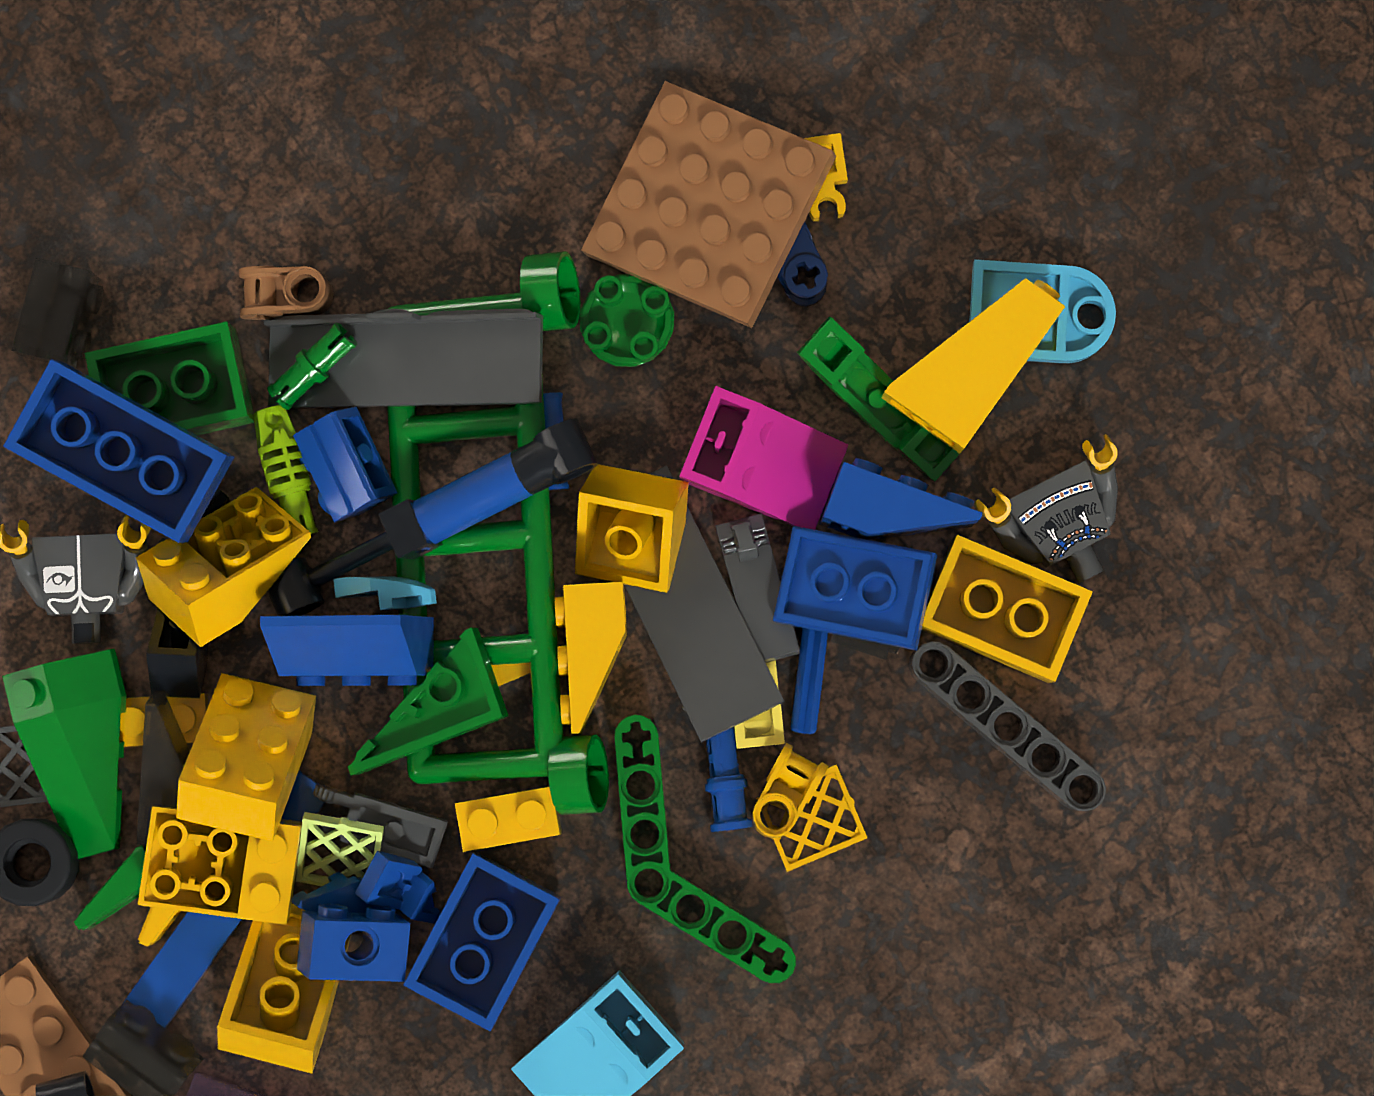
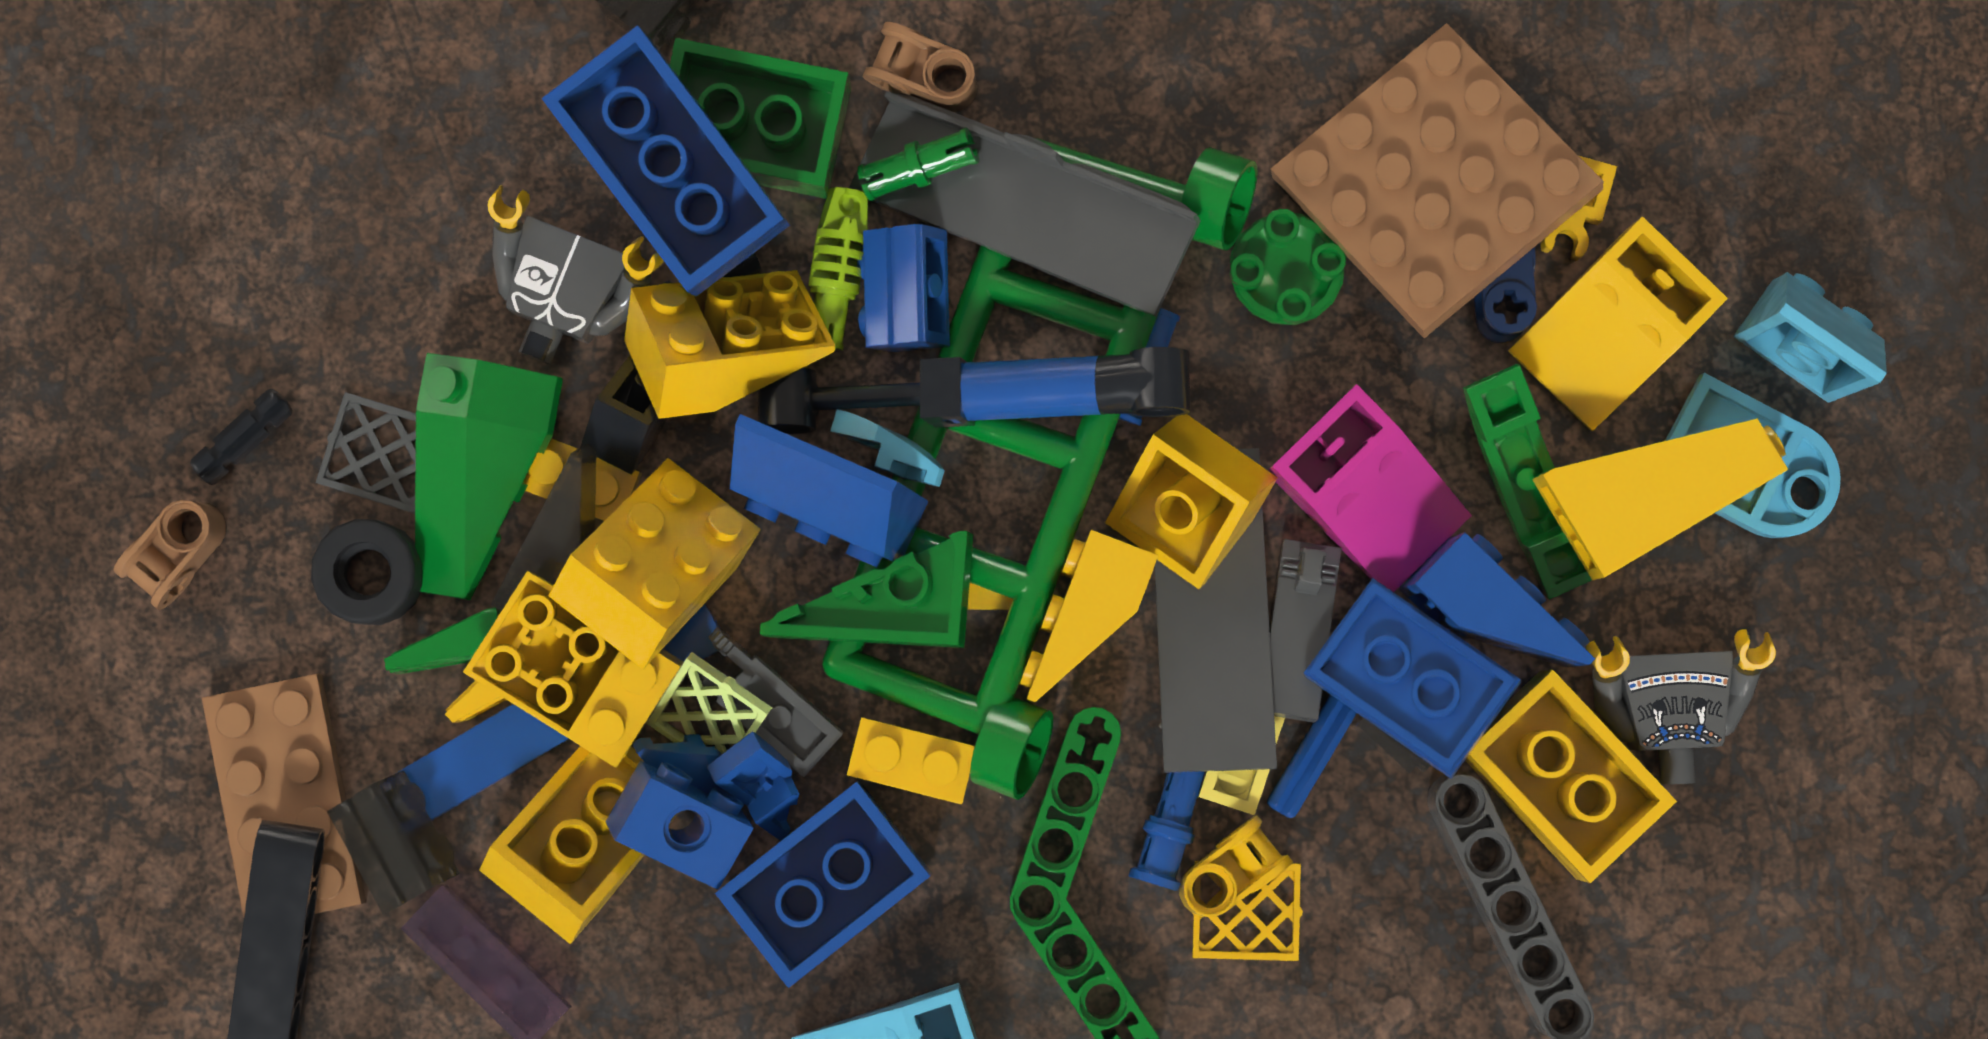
camera: 25 degrees right, 0 degrees up
(892, 252) = (1617, 323): none -> yellow slope
(1044, 197) = (1814, 339): none -> medium azure slope

